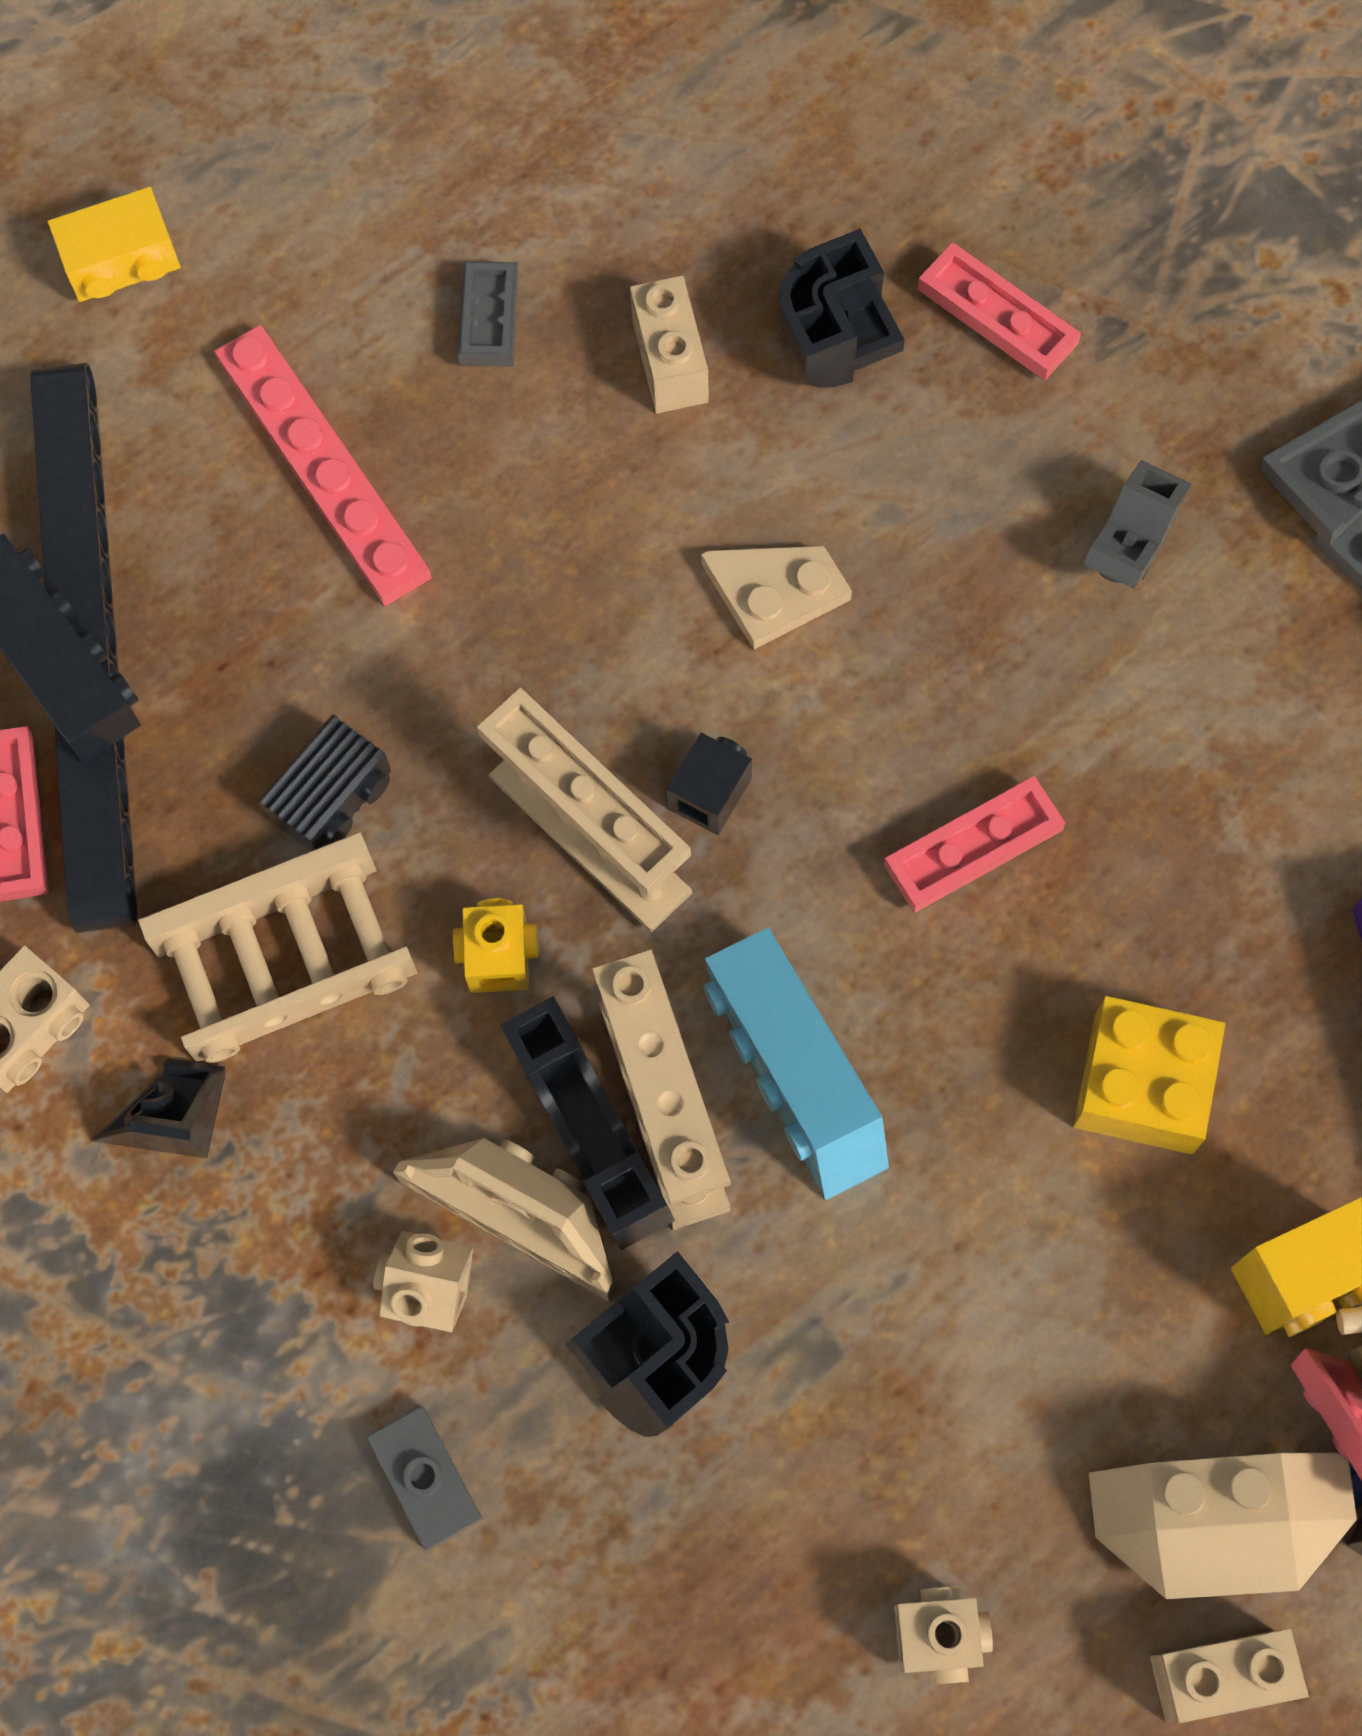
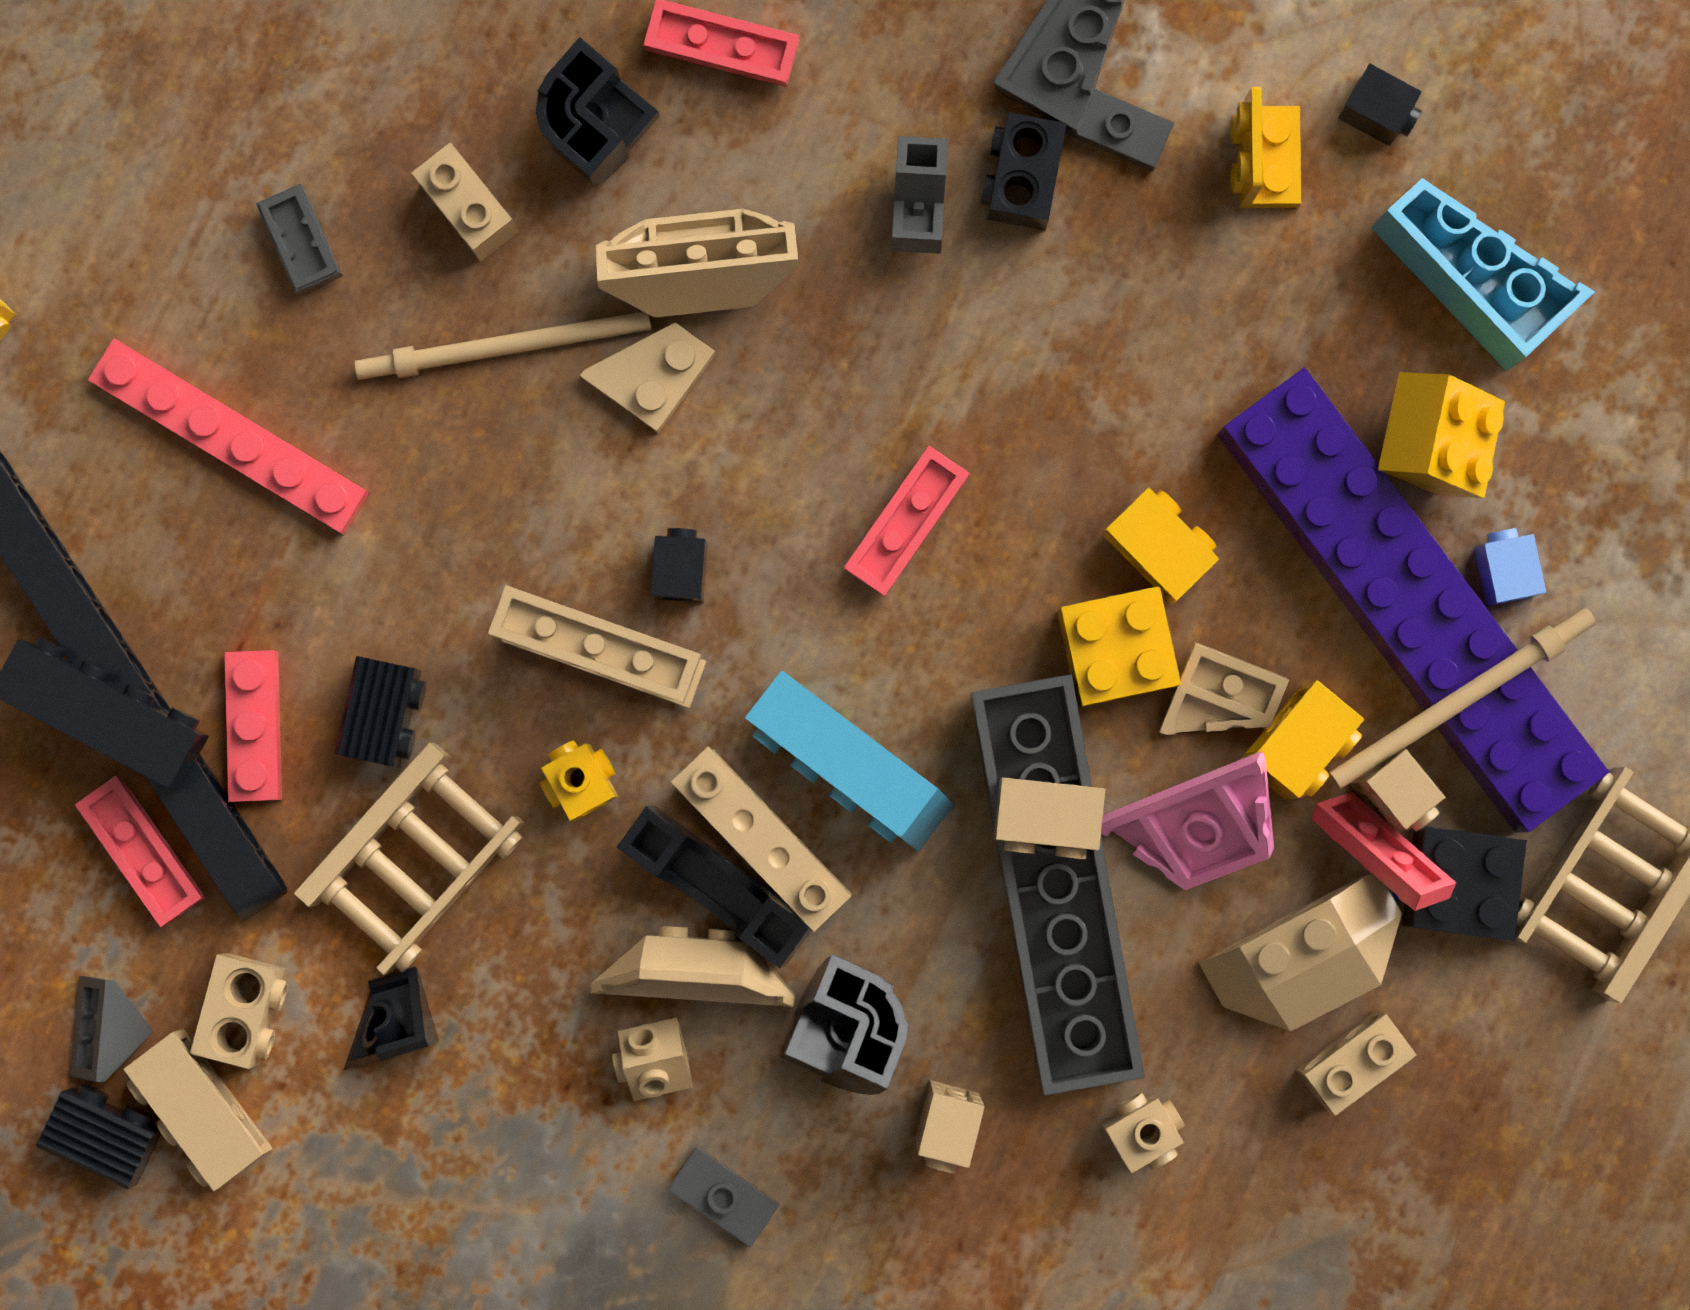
camera: 25 degrees left, 15 degrees up
(191, 747) = (253, 726): none -> coral plate
(535, 470) = (408, 361): none -> tan bar
(717, 1505) = (948, 1126): none -> tan brick
(873, 497) = (697, 261): none -> tan wedge
(964, 1304) = (1056, 904): none -> dark grey brick
(993, 1204) = (1049, 815): none -> tan brick
(1163, 1307) = (1202, 824): none -> bright pink wing
(1244, 1181) = (1222, 694): none -> tan wing
(1245, 986) = (1162, 544): none -> yellow brick
(1263, 558) = (1034, 173): none -> black brick

